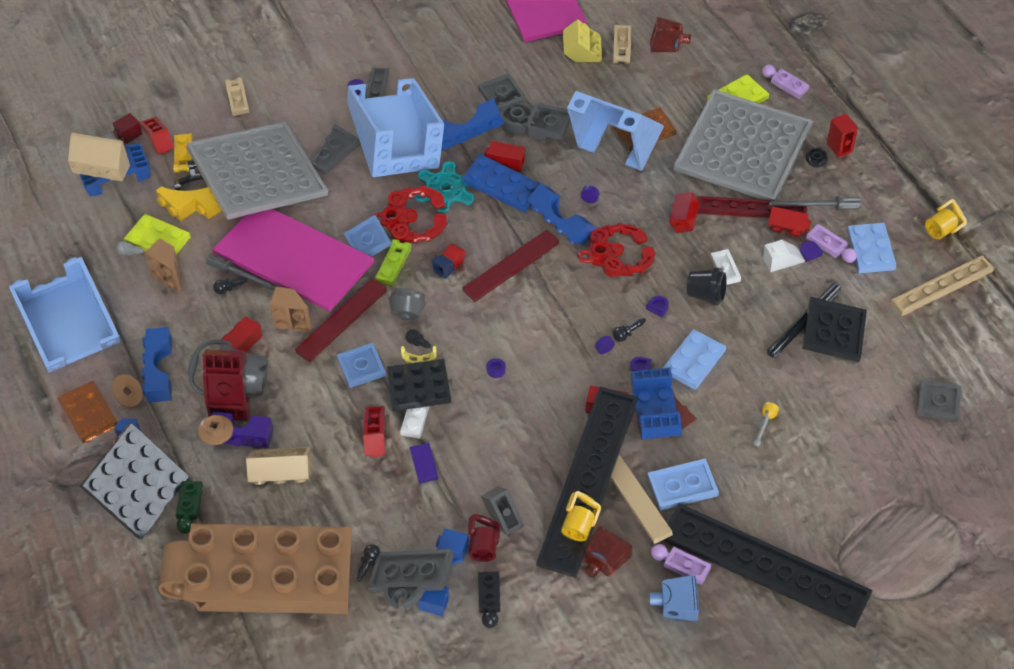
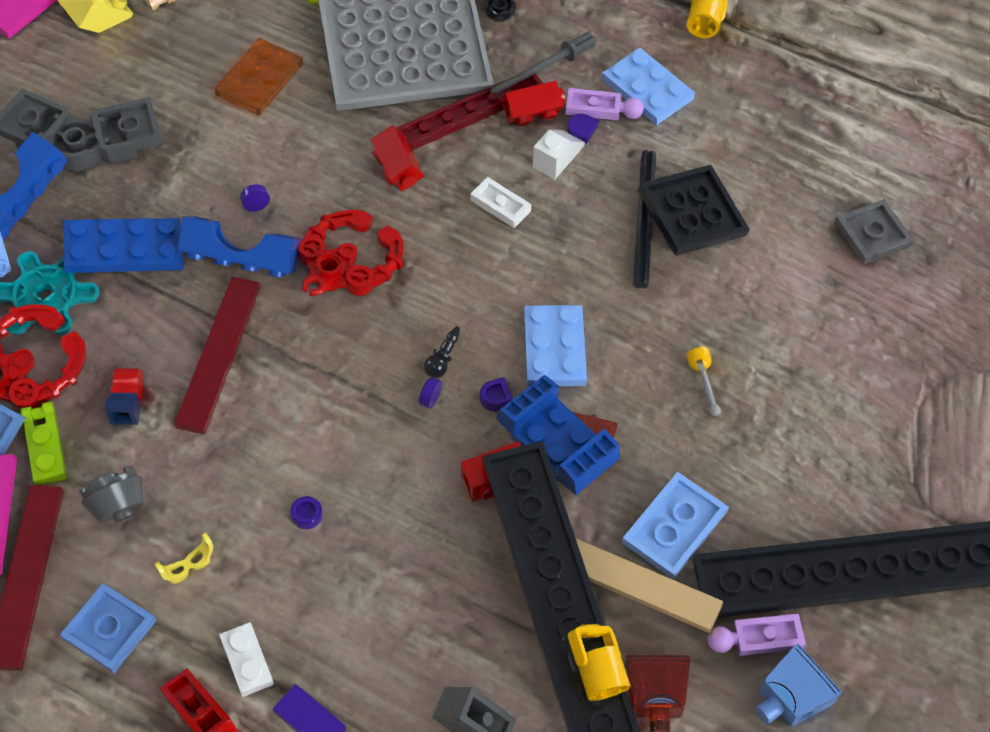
camera: 40 degrees left, 5 degrees up
(417, 339) = (157, 537): black bar -> none
(418, 384) = (217, 606): black plate -> none
(506, 154) = (100, 202): red brick -> none
(592, 116) = (196, 77): light blue windscreen -> none
(658, 305) = (455, 299): dark purple tile -> none
(707, 285) = (502, 237): black piece -> none
(941, 285) = (759, 91): tan tile -> none

